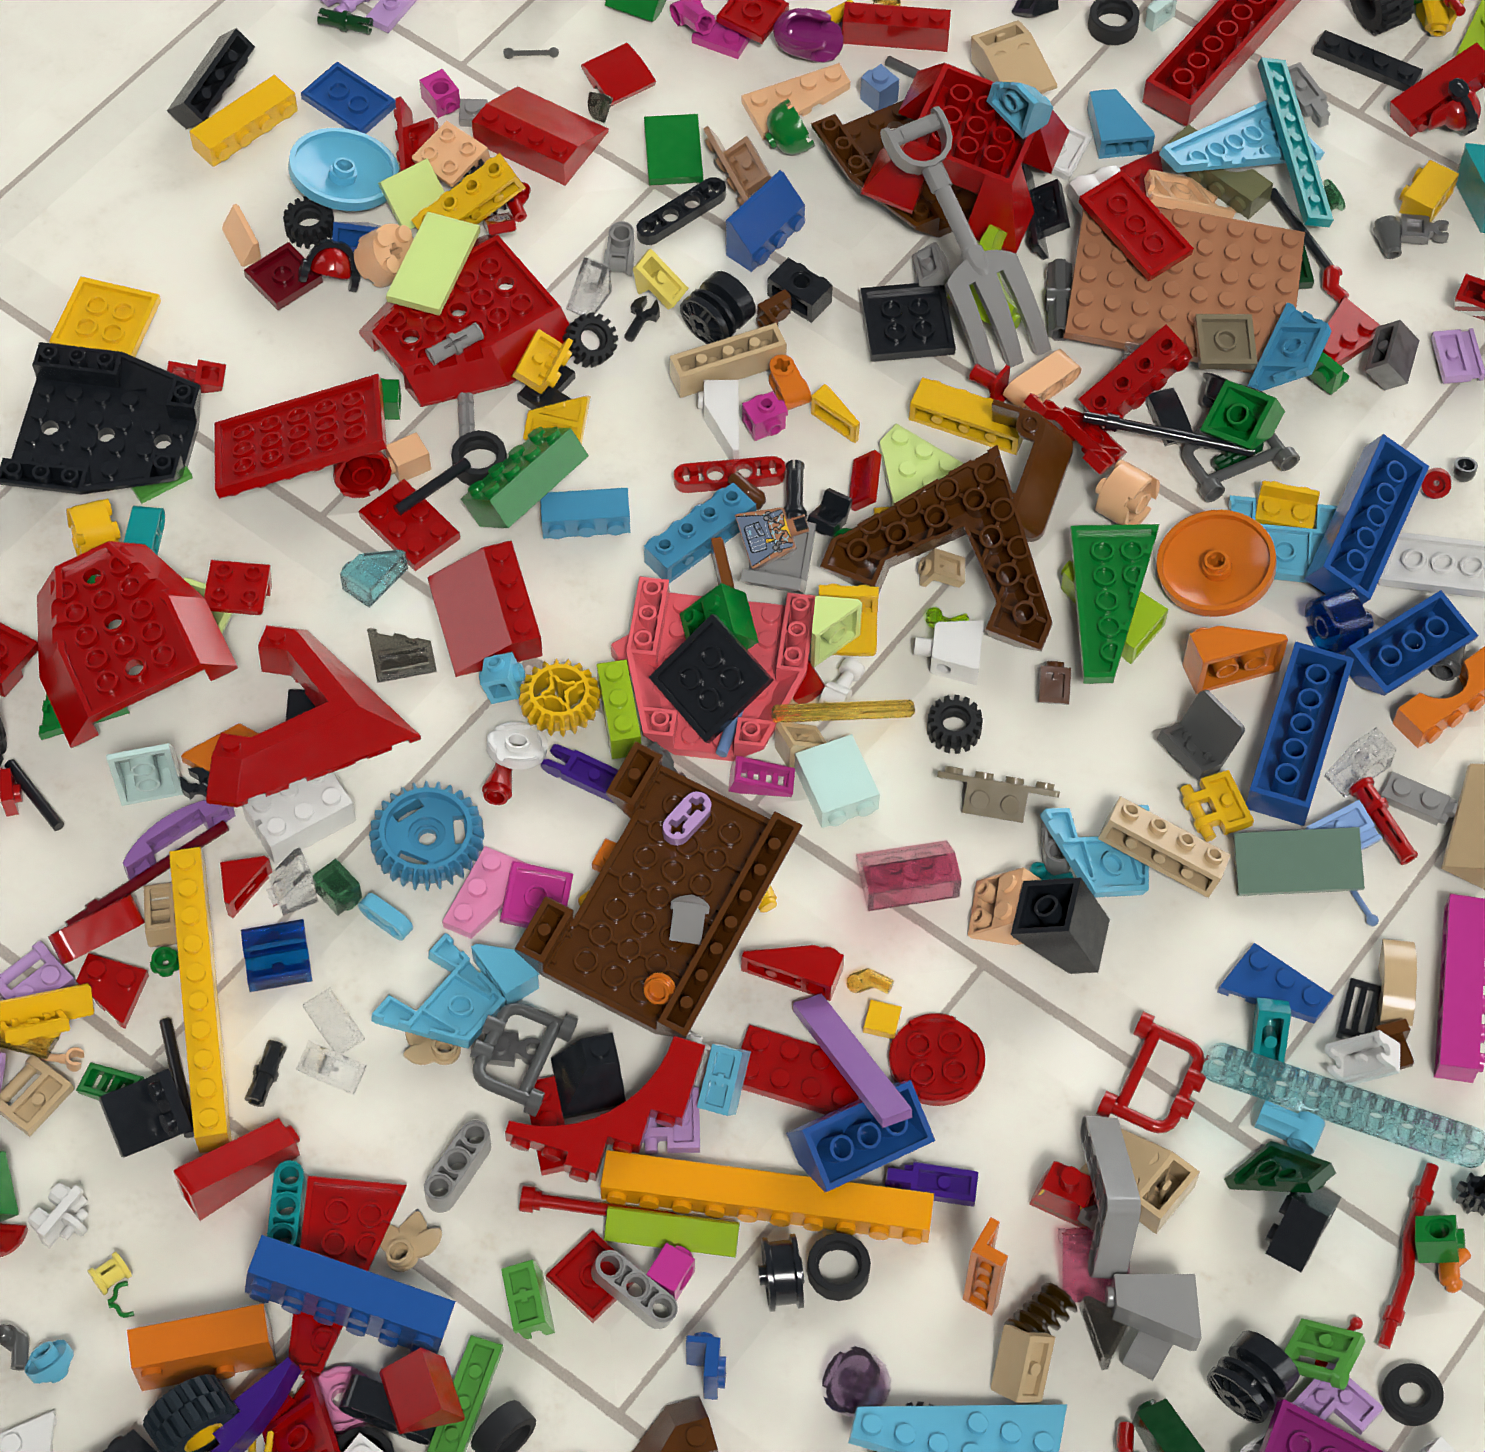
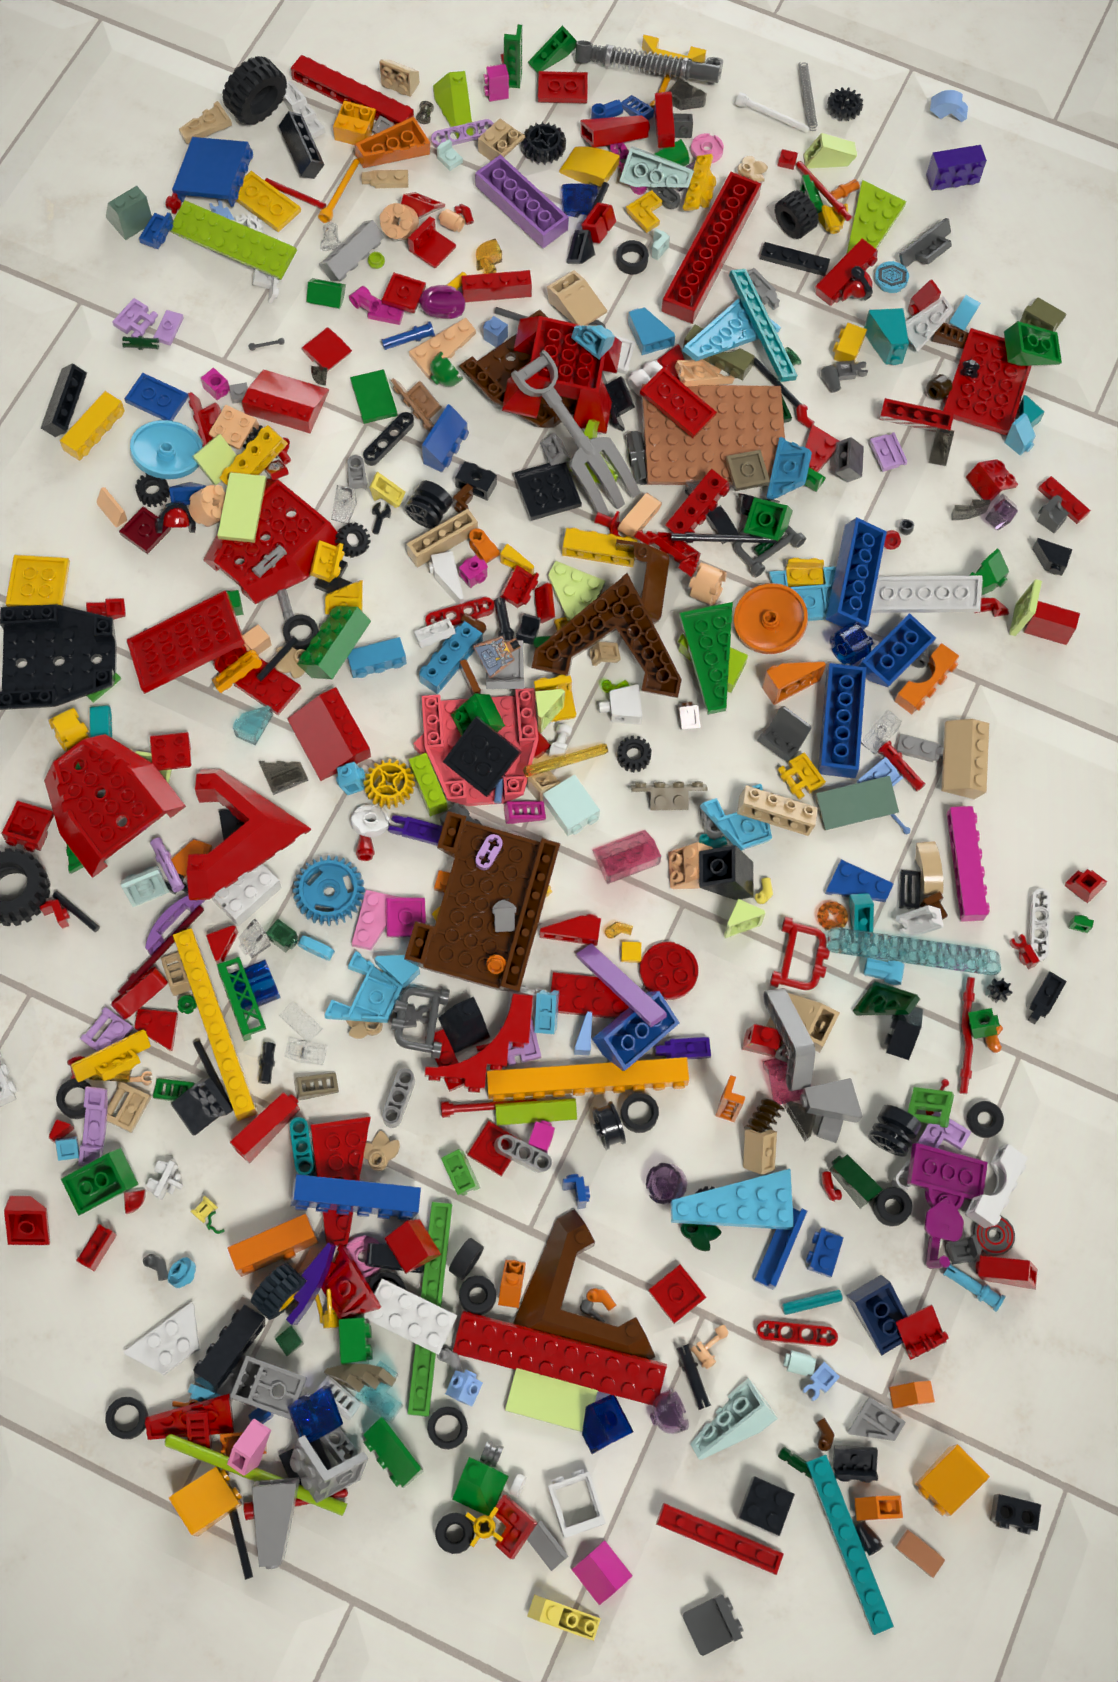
camera: 15 degrees left, 10 degrees up
(187, 739) = (164, 858): none -> lavender pin
(238, 969) = (235, 1003): none -> green fence
(321, 1111) = (316, 1092): none -> dark tan slope
(367, 493) = (237, 670): none -> light orange plate
(449, 498) = (289, 663): none -> tan plate
(682, 493) = (435, 633): none -> white bracket
(758, 73) = (416, 333): none -> blue pin
(773, 1139) = (583, 1043): none -> light blue slope
(829, 450) = (519, 587): none -> red bracket
(1073, 999) = (744, 918): none -> yellowish green slope
(1122, 971) = (766, 892): none -> light yellow arm
(1227, 1016) = (833, 908): none -> clear orange gear

